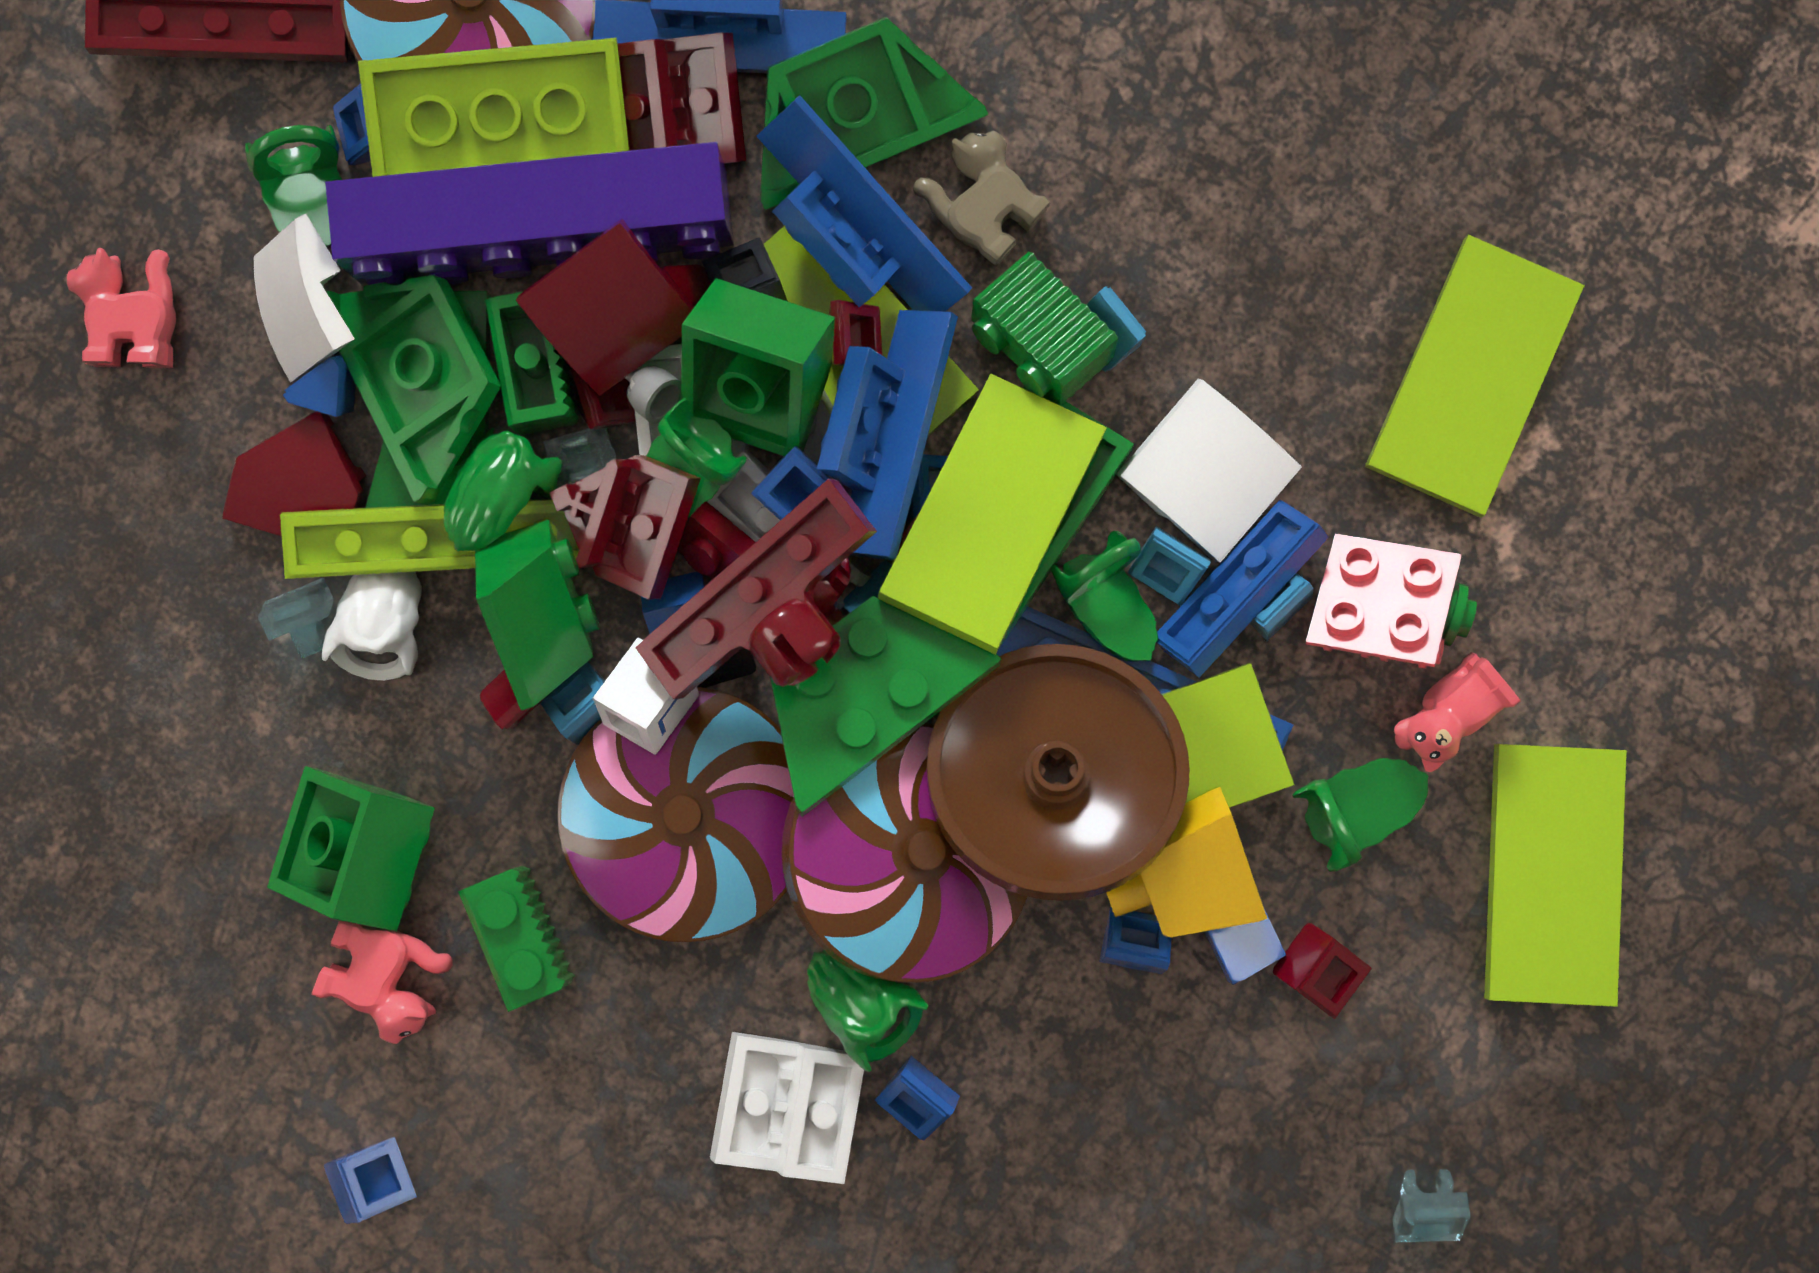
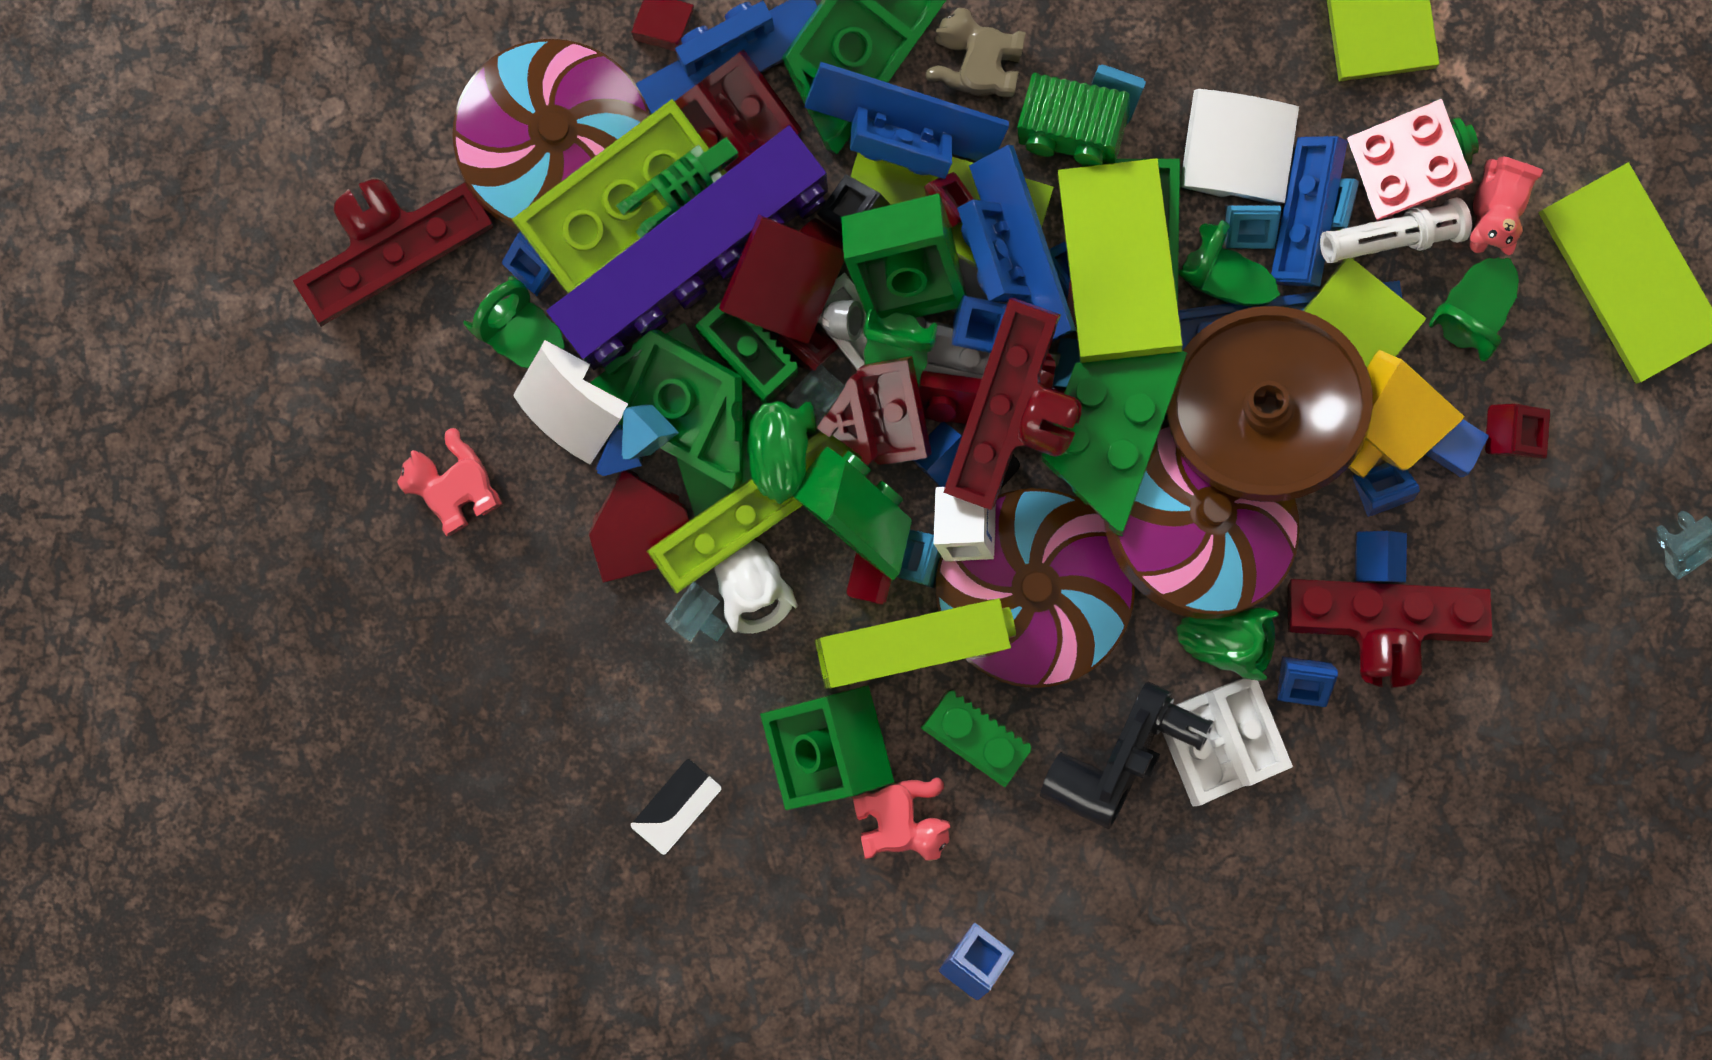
camera: 30 degrees left, 0 degrees up
(152, 810) = (676, 806): none -> sticker
(357, 380) = (644, 431): none -> dark azure slope
(504, 792) = (914, 643): none -> lime slope
(566, 132) = (680, 182): none -> green hinge
(615, 1085) = (1101, 794): none -> black piece
(1049, 1090) = (1389, 621): none -> dark red plate
(1085, 1015) = (1381, 556): none -> blue slope
(1348, 676) = (1414, 229): none -> white pin

